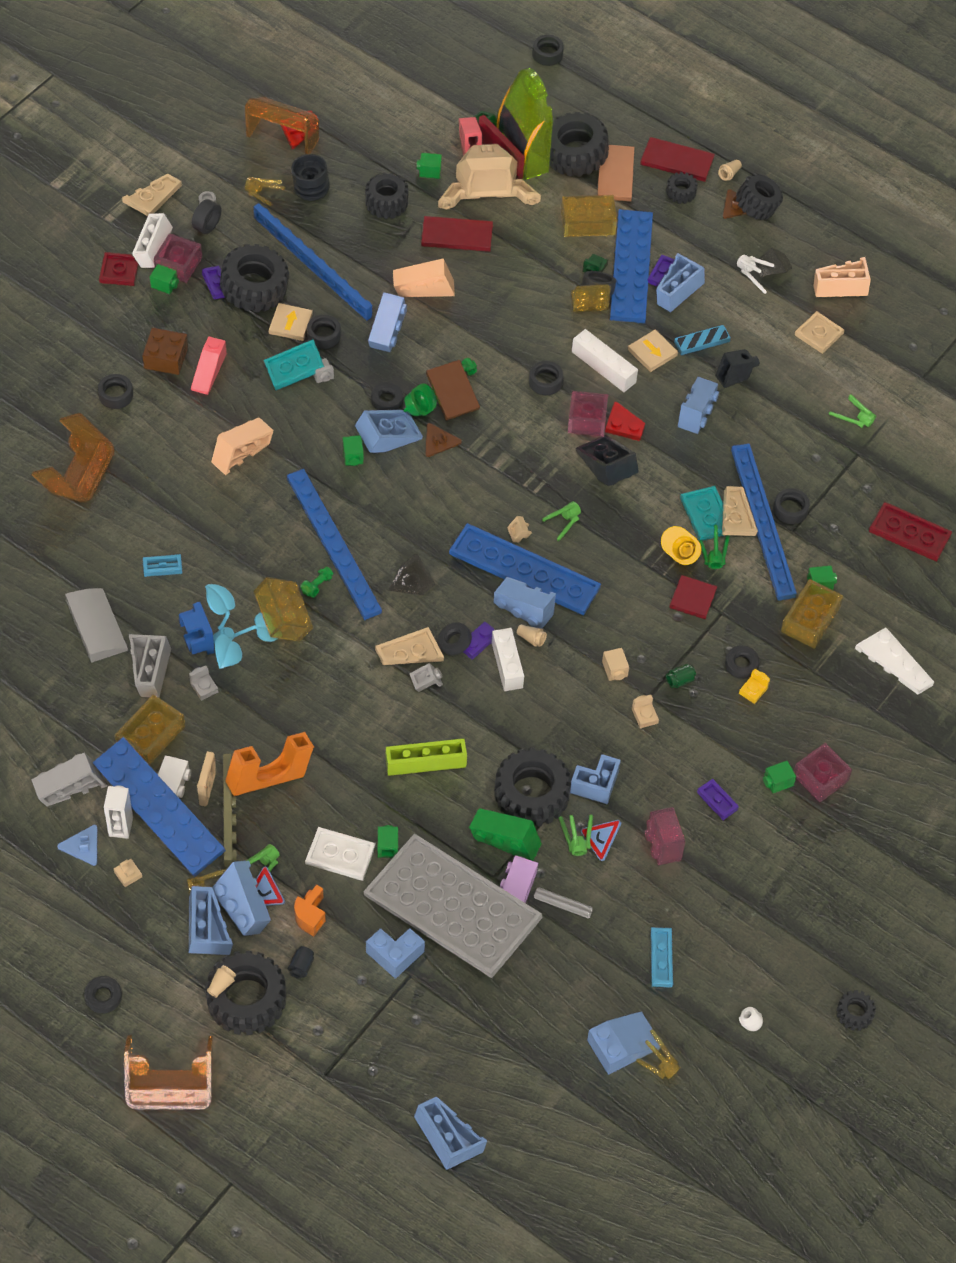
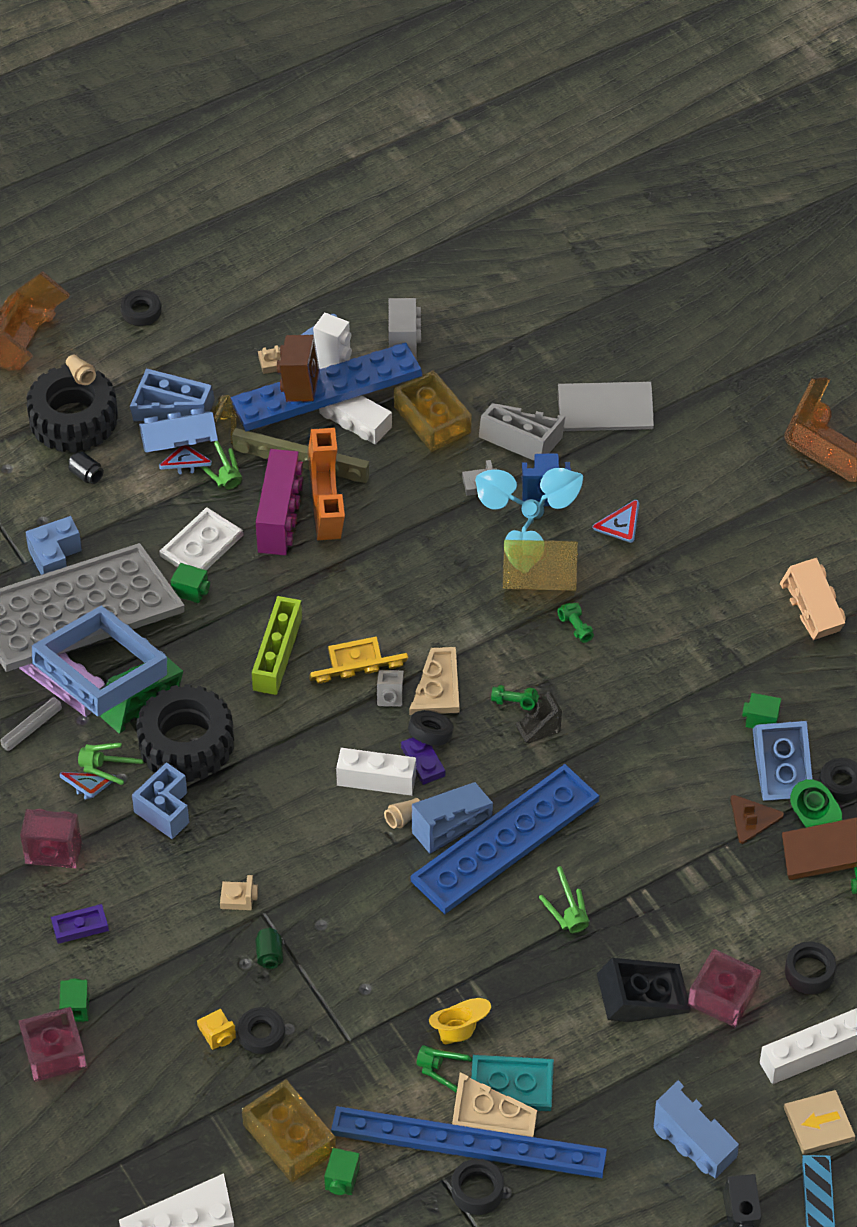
camera: 115 degrees right, 5 degrees down
(162, 568) = (661, 501): dark azure tile -> none
(166, 811) = (298, 368): none -> reddish brown brick
(206, 779) = (349, 438): tan tile -> none
(214, 574) = (620, 523): none -> piece
(289, 801) = (279, 502): none -> magenta brick
(307, 914) = (140, 487): orange brick -> none
(334, 544) = (630, 657): blue plate -> none
(399, 591) = (527, 699): none -> green bar
(414, 705) = (356, 657): none -> yellow bracket
(518, 529) = (569, 850): tan tile -> none
(541, 857) = (96, 700): none -> medium blue window
(615, 664) = (317, 883): tan brick -> none
(624, 423) = (701, 1039): red wing -> none
(693, 597) = (384, 1014): dark red tile -> none

